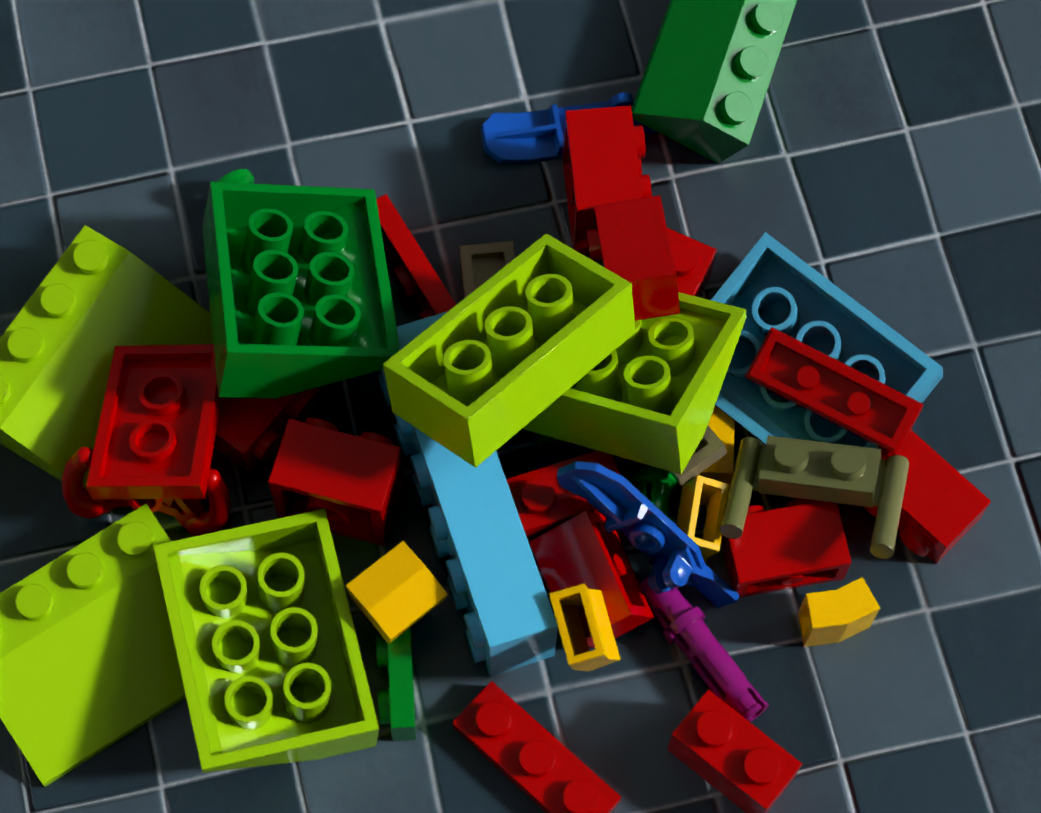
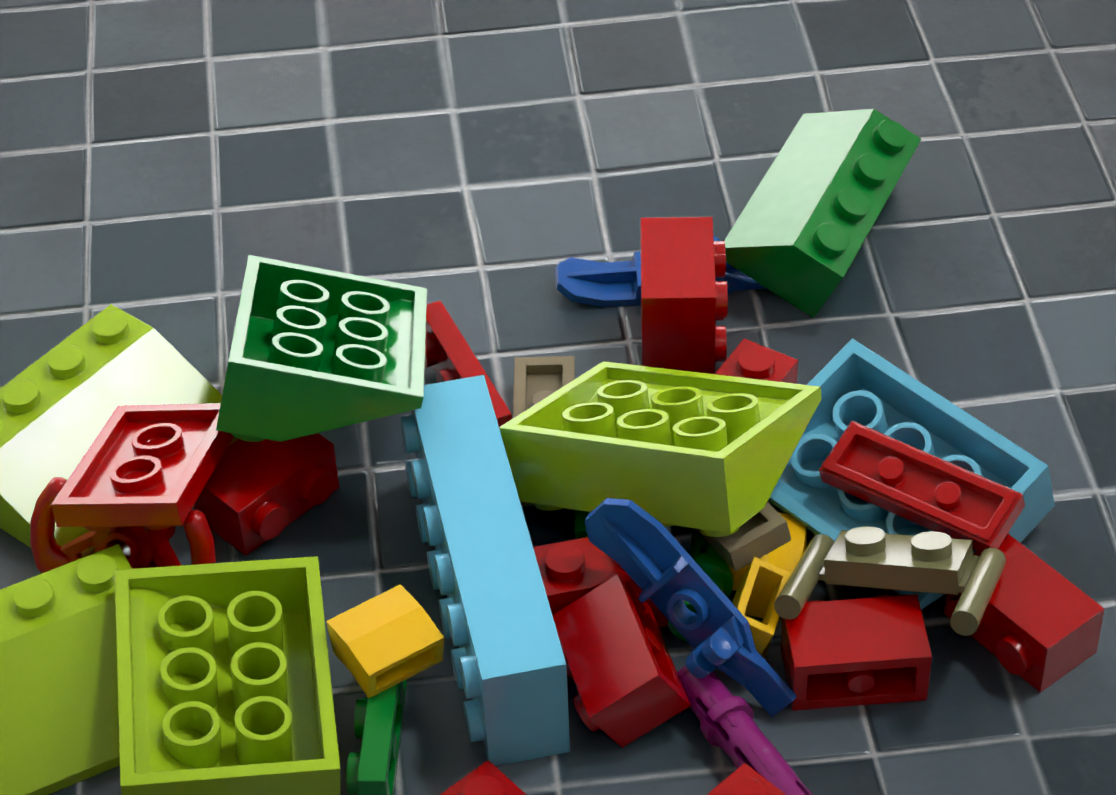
camera: 10 degrees right, 25 degrees down
(339, 472) = (350, 522): red brick -> none
(510, 349) = (544, 386): lime brick -> none
(571, 629) = (604, 709): yellow piece -> none
(636, 246) = (698, 342): red brick -> none
(837, 613) = (913, 716): yellow piece -> none

